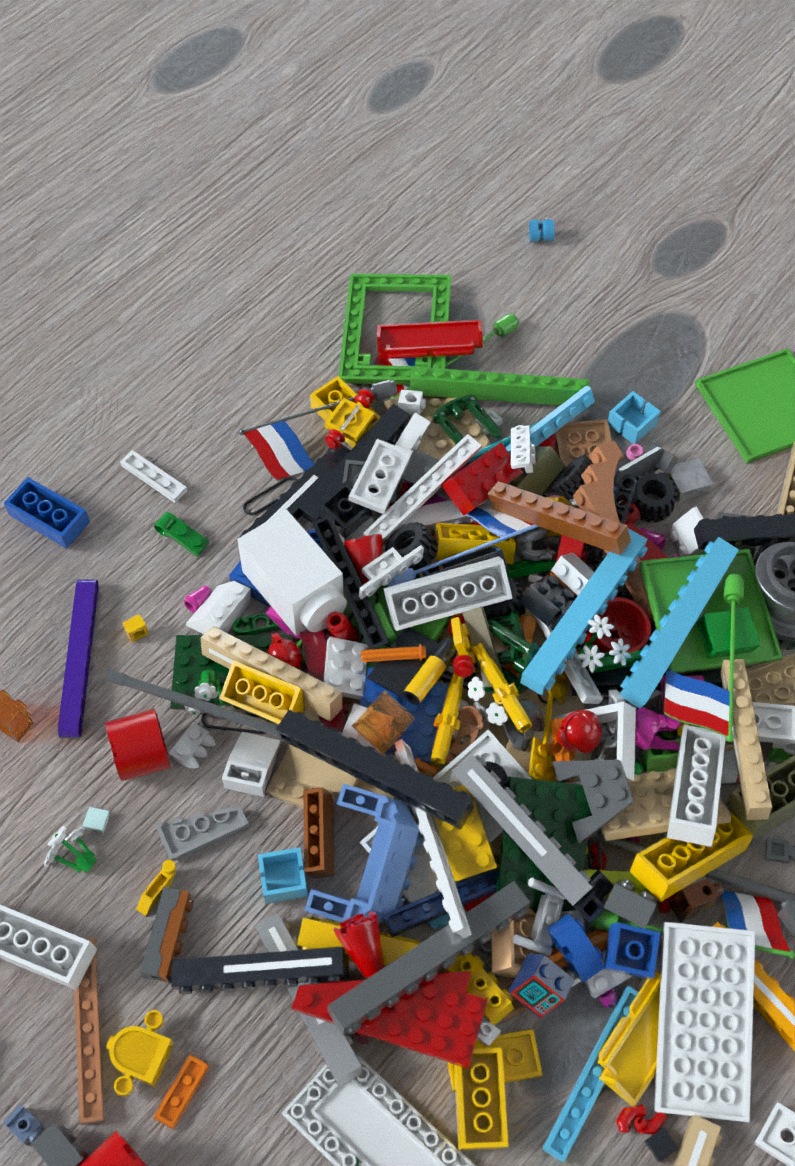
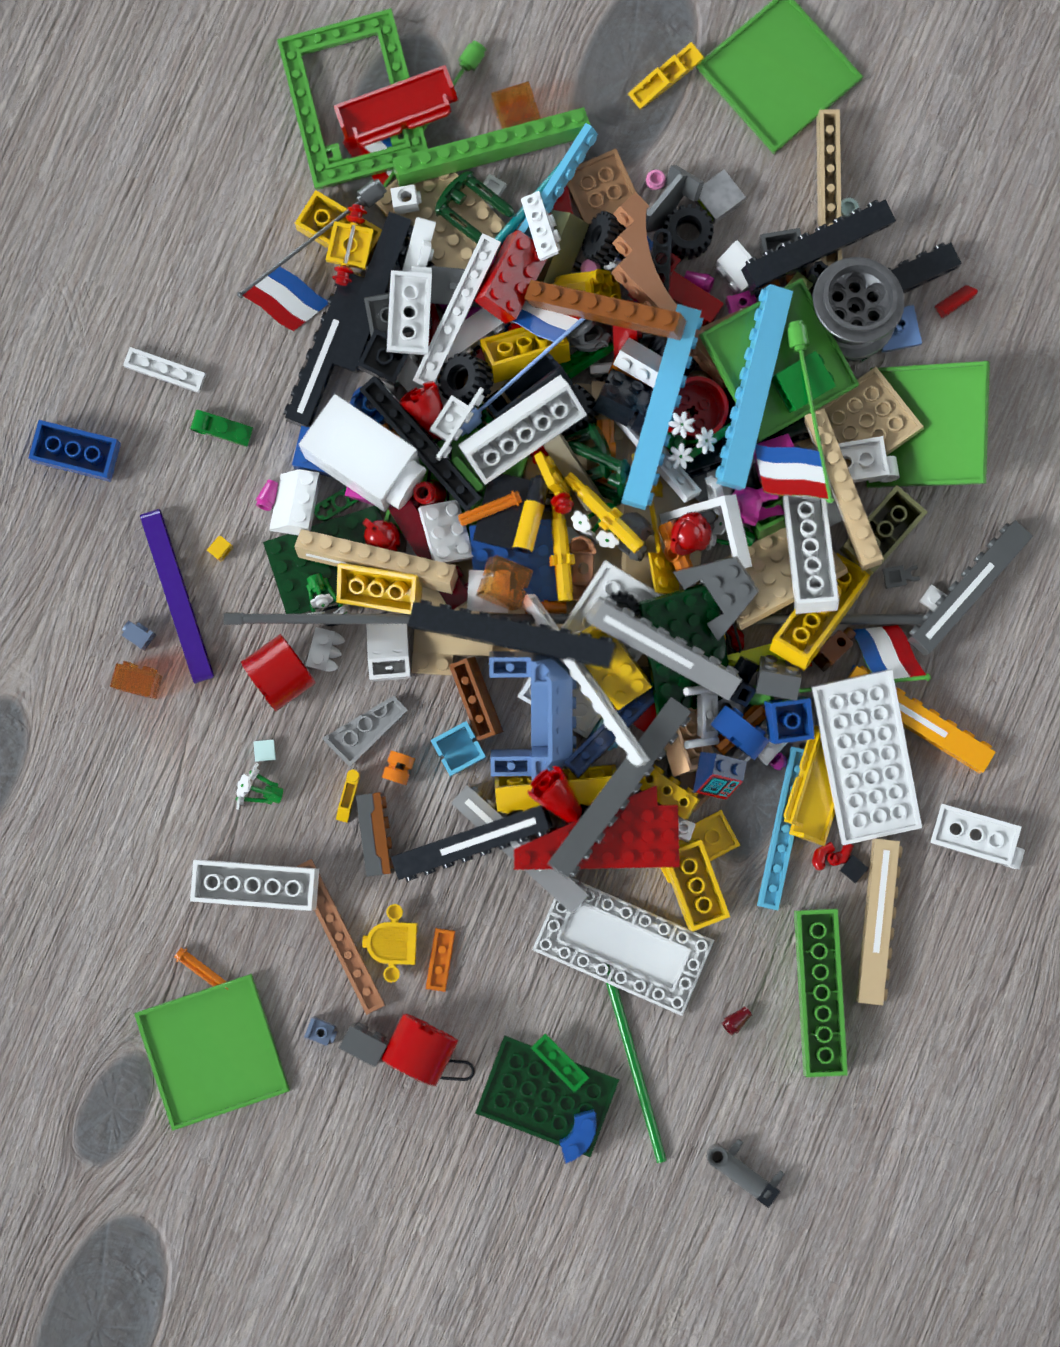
camera: 20 degrees left, 25 degrees up
(28, 678) = (138, 635): none -> sand blue brick
(211, 880) = (398, 775): none -> orange wheel
(259, 510) = (287, 347): black piece -> none
(530, 361) = (514, 105): none -> clear orange piece
(628, 417) = (642, 141): medium azure piece -> none
(664, 382) = (666, 76): none -> yellow slope

